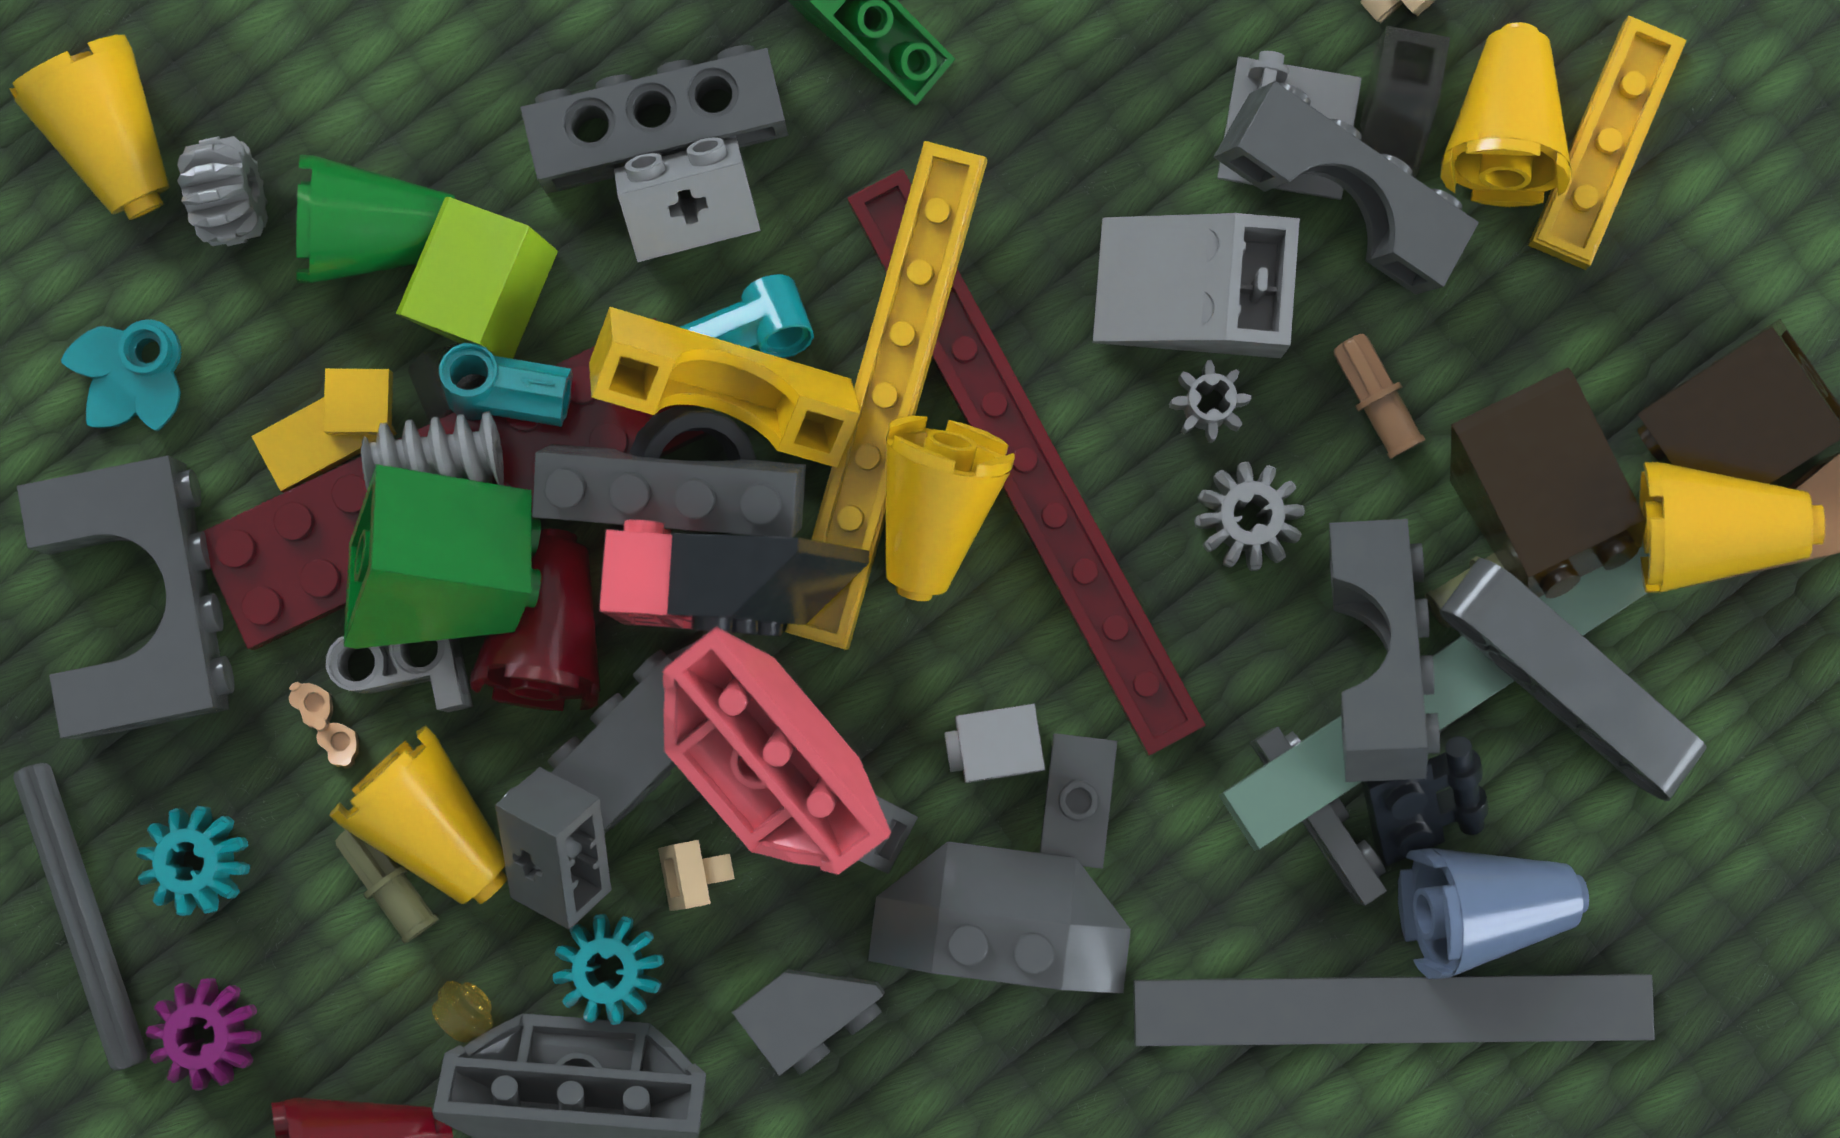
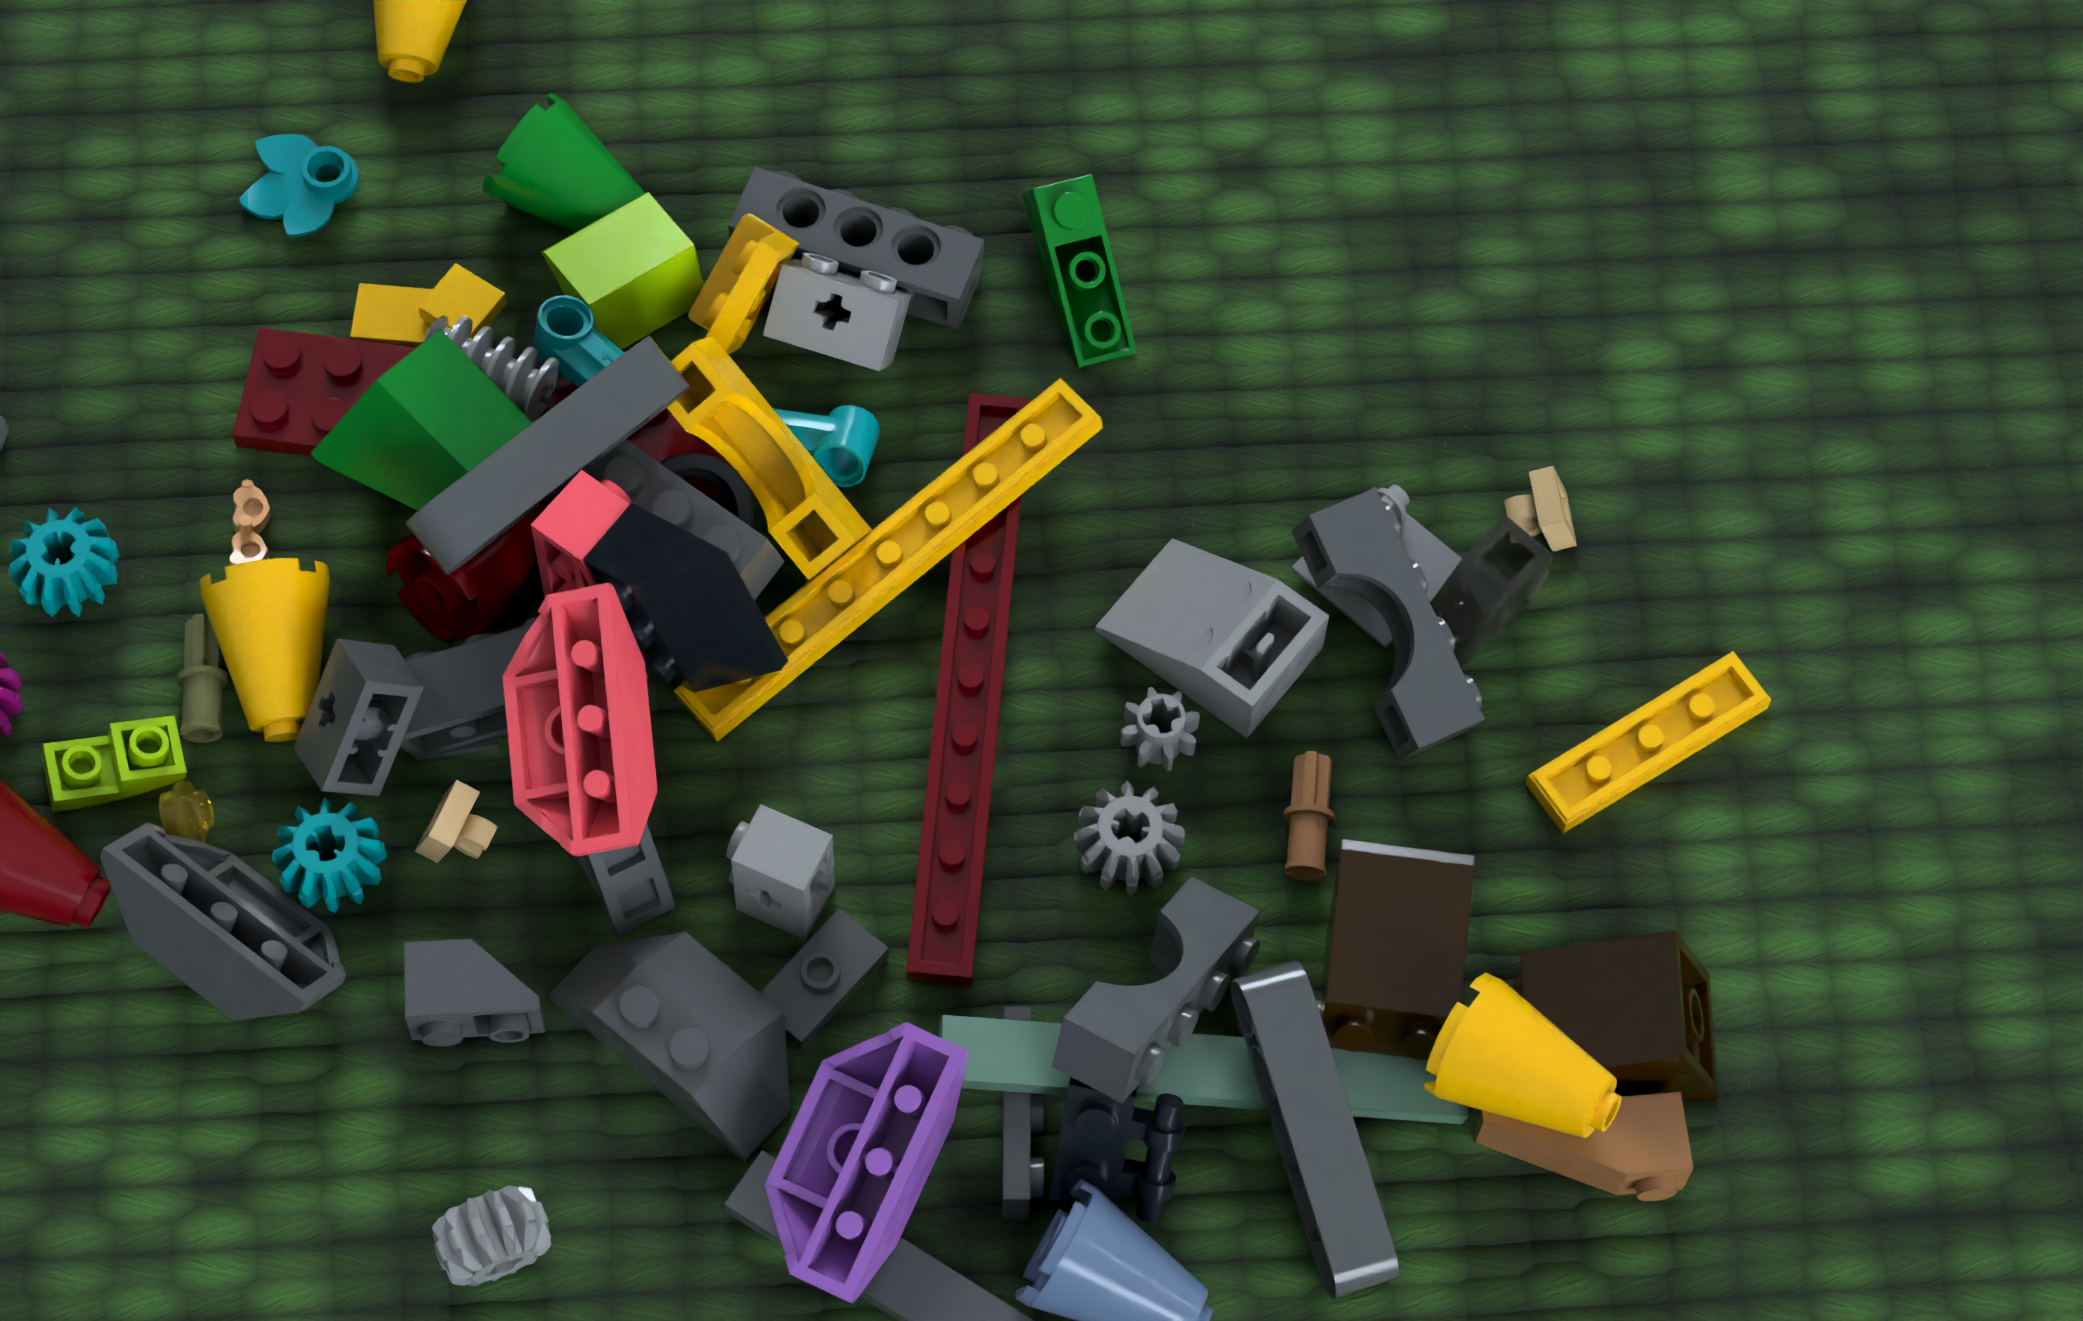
camera: 25 degrees right, 20 degrees down
(181, 665) = (169, 412): dark grey arch -> none
(222, 191) = (476, 91): light grey gear -> none
(367, 1004) = (112, 767): none -> lime slope
(396, 670) = (337, 519): light grey tile -> none
(564, 531) = (547, 455): none -> dark grey beam
(586, 227) = (741, 281): none -> yellow bracket
(937, 500) = (869, 655): yellow cone -> none
(1235, 957) = (863, 1155): none -> medium lavender wedge
(1511, 124) = (1563, 666): yellow cone -> none

